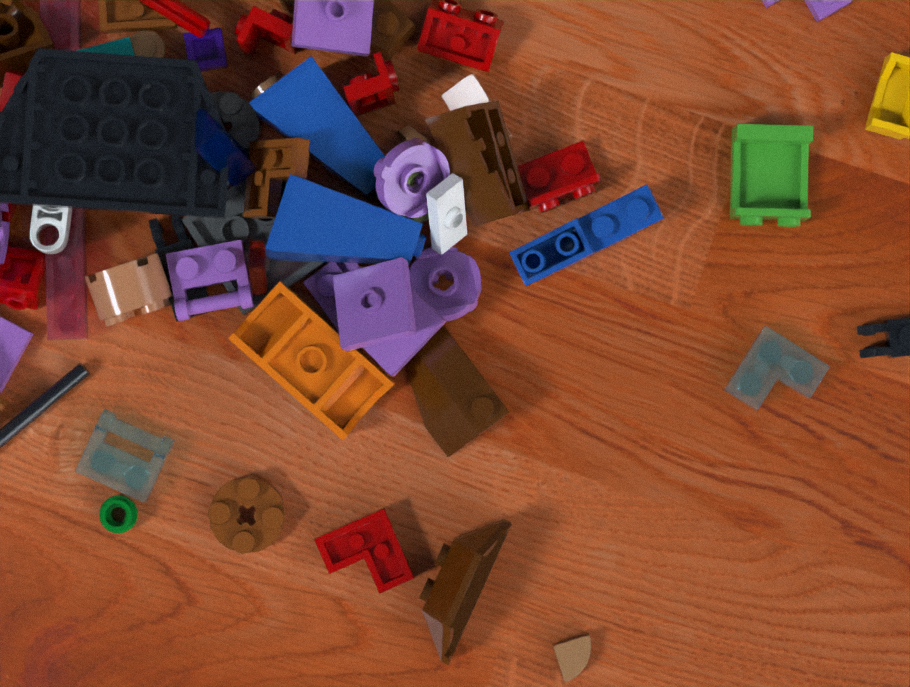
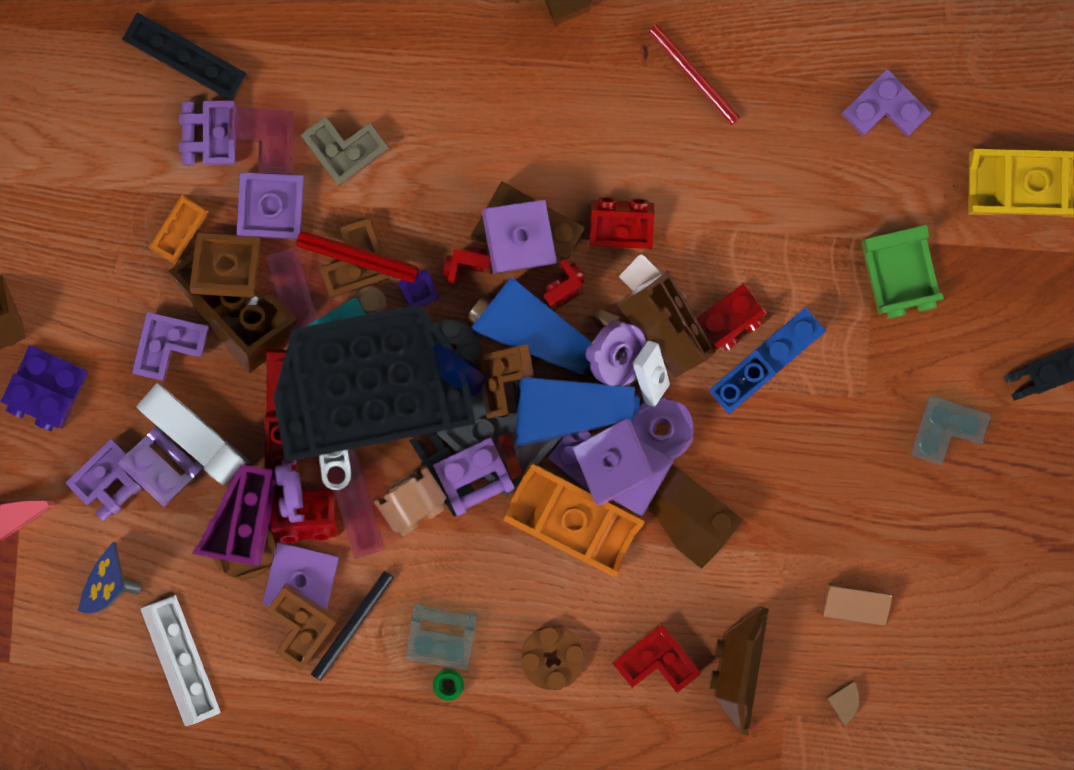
camera: 15 degrees left, 0 degrees up
(616, 546) = (857, 605): none -> nougat slope

